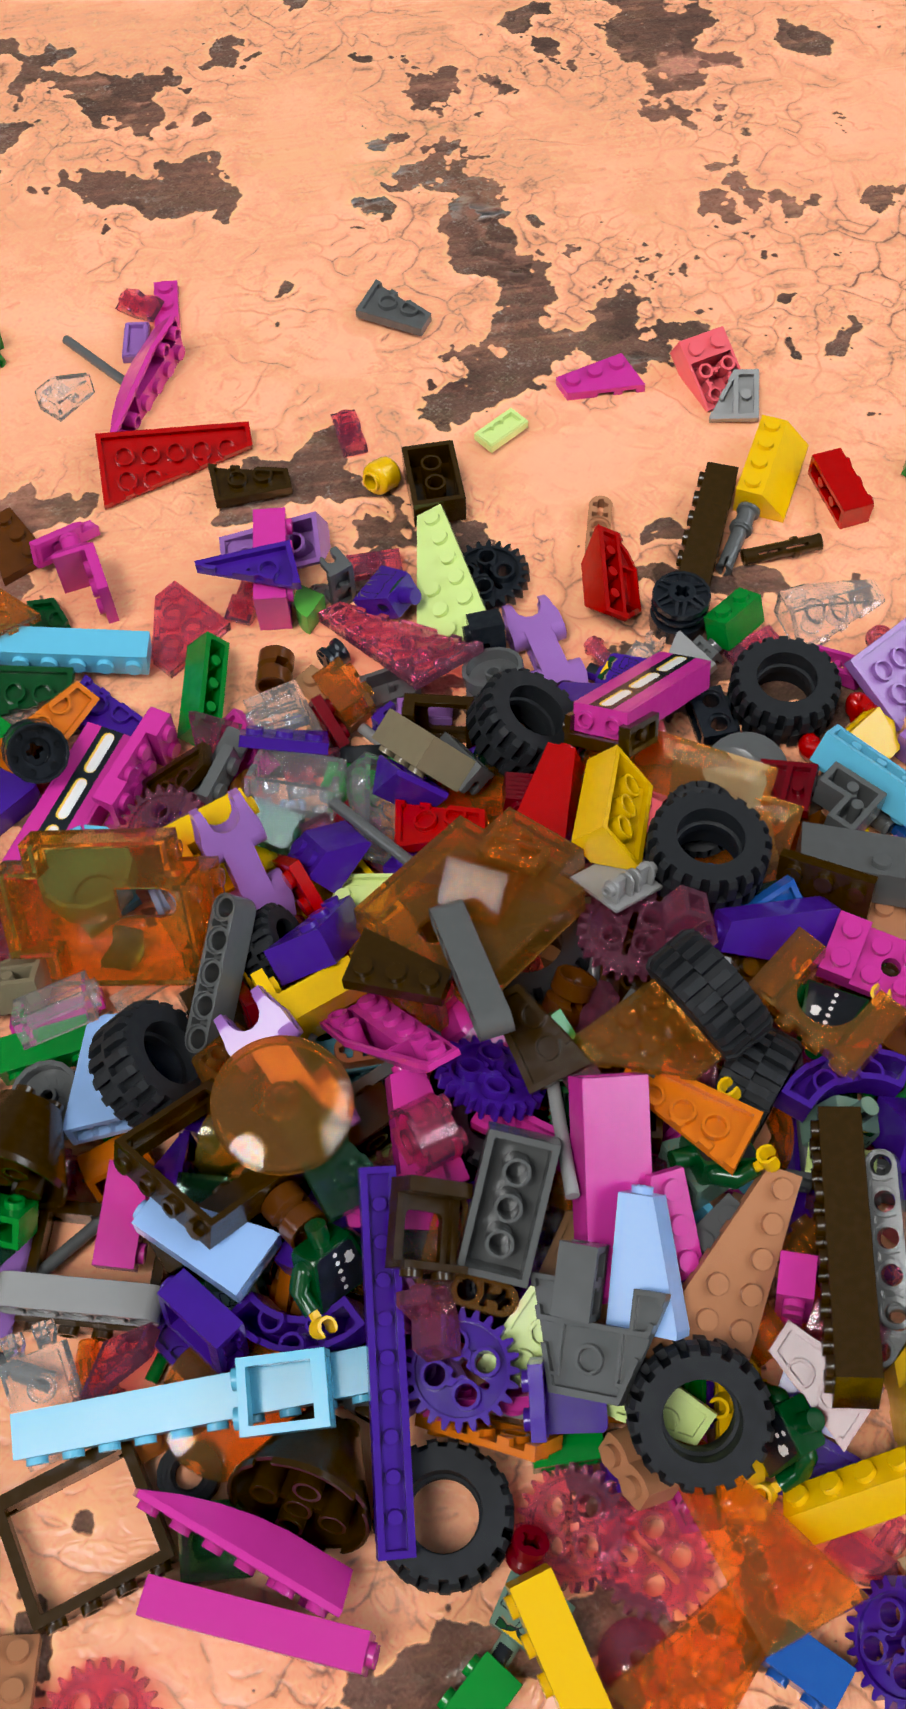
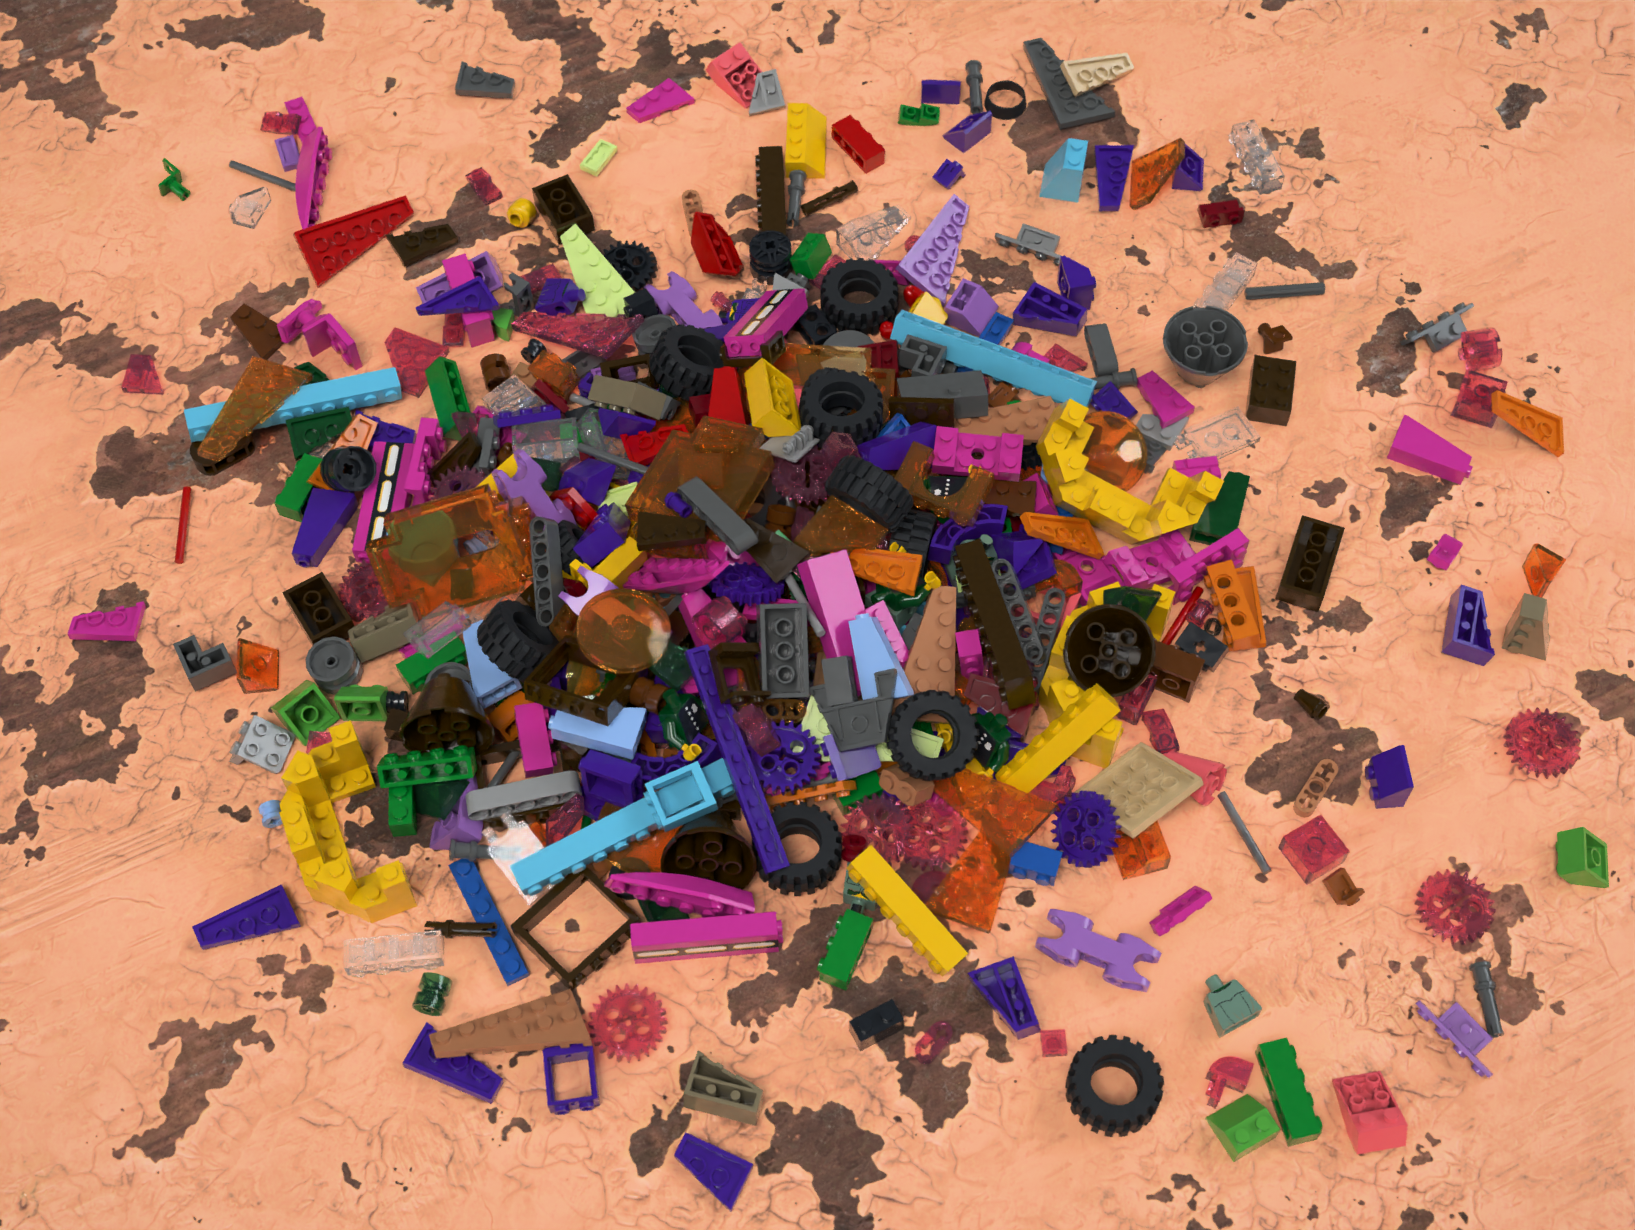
camera: 20 degrees left, 0 degrees up
(420, 928) = (674, 502): none -> dark purple pin

